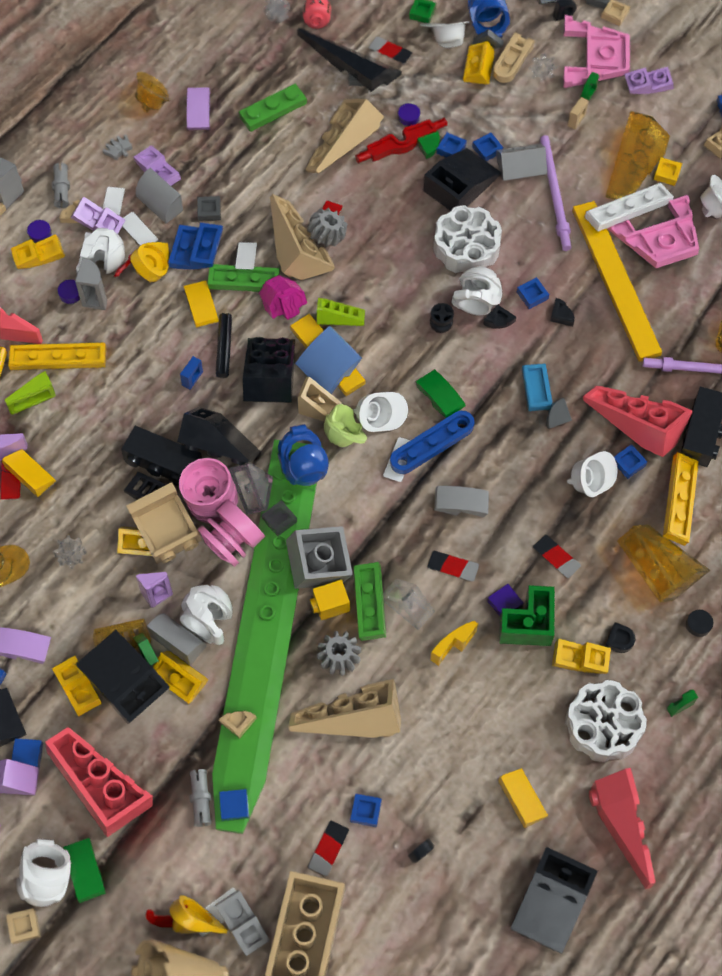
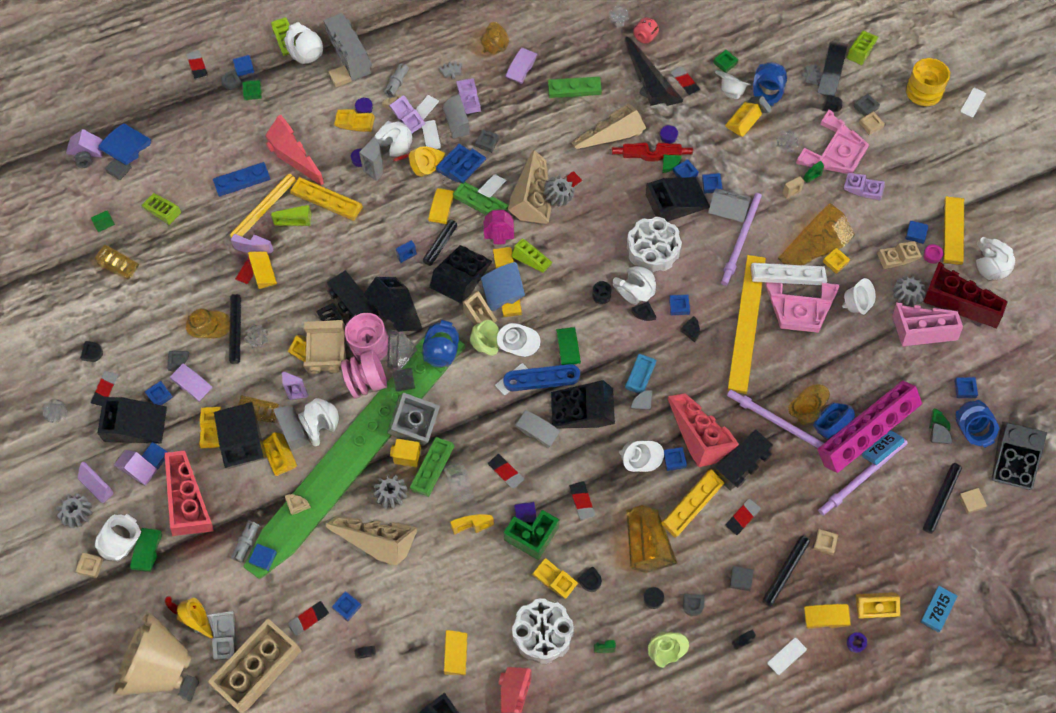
camera: 30 degrees right, 0 degrees up
(37, 556) = (235, 329): none -> black axle
(145, 649) = (265, 425): green tile -> none
(497, 452) = (583, 406): none -> black slope
(512, 58) = (770, 124): tan plate -> none

